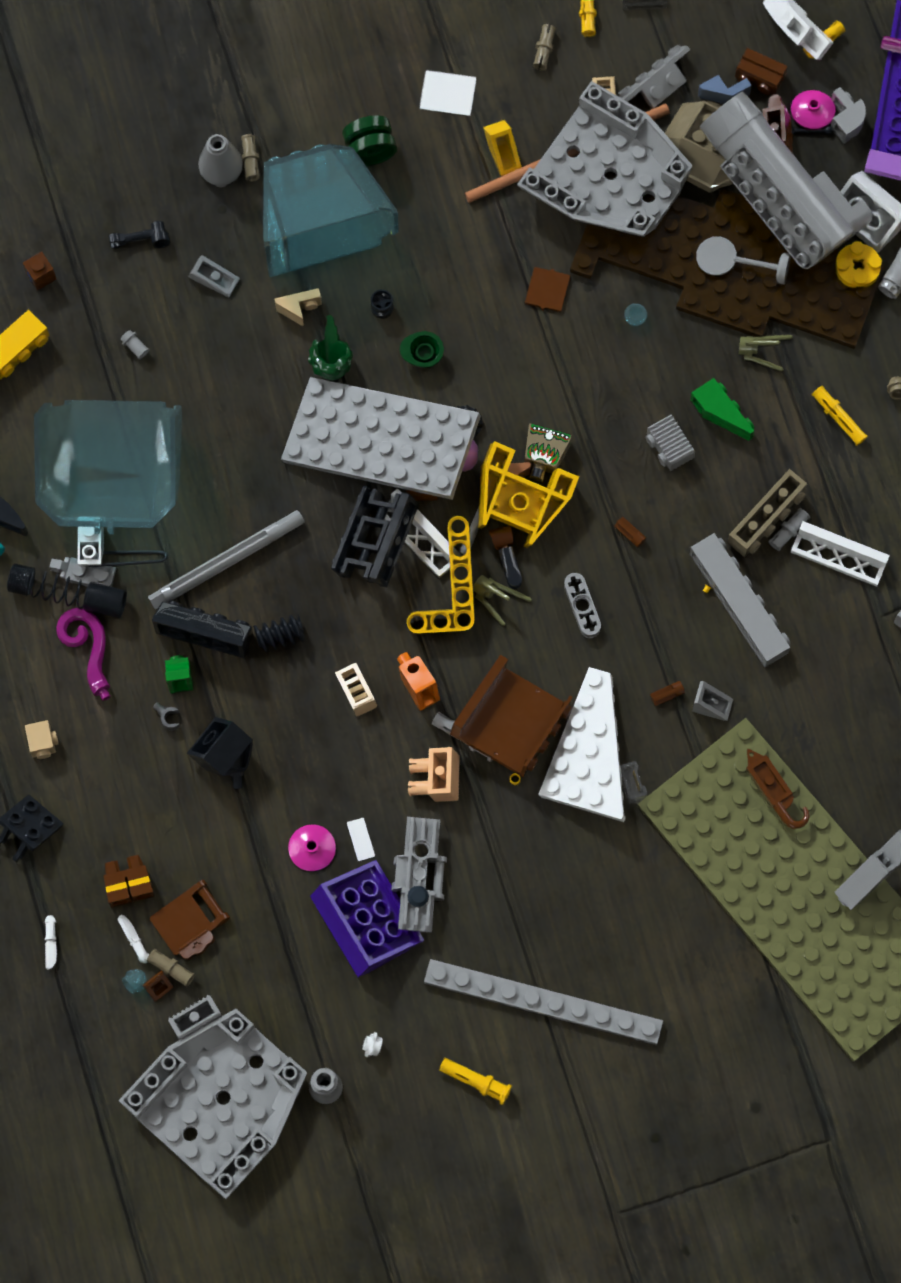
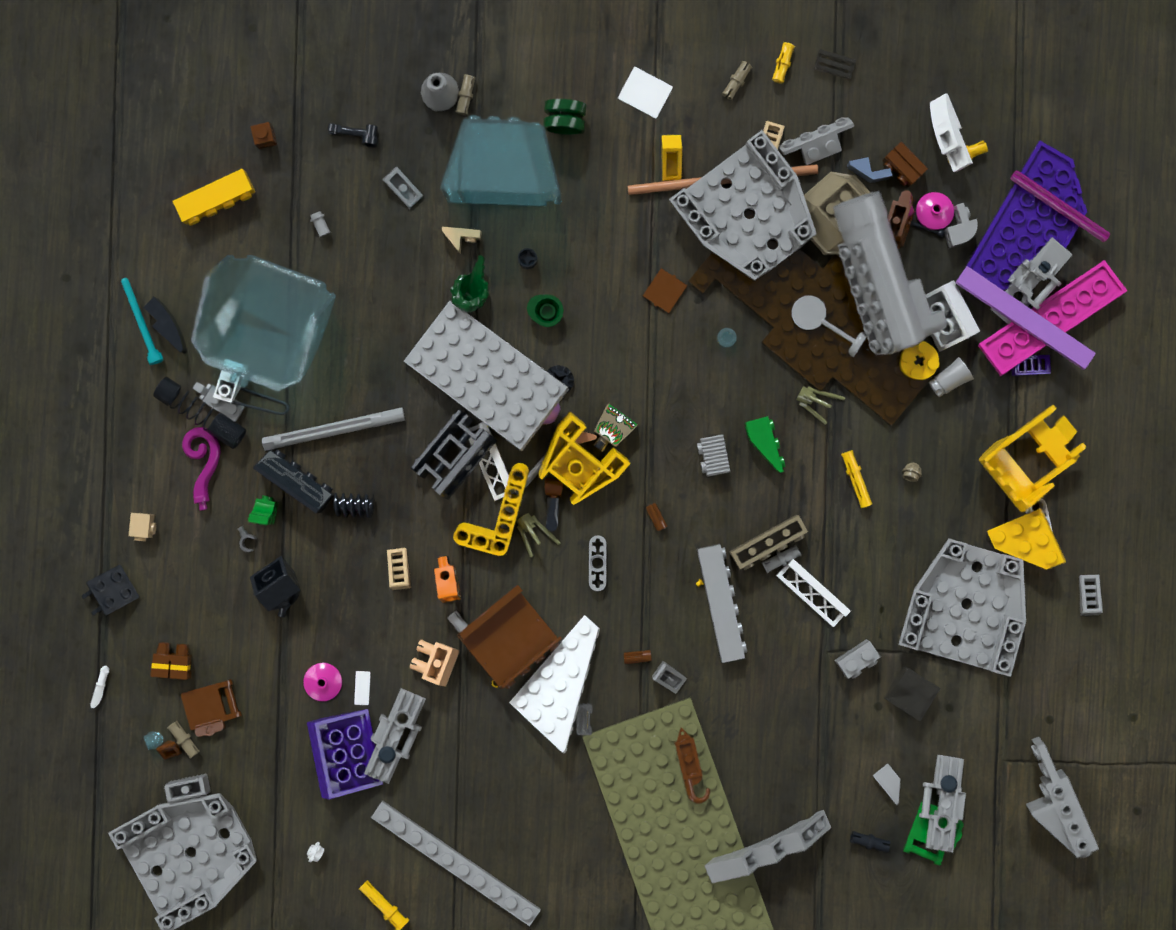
camera: 20 degrees right, 15 degrees up
(132, 936) = (163, 704): white piece -> none
(324, 1094) = (270, 865): light grey plant -> none

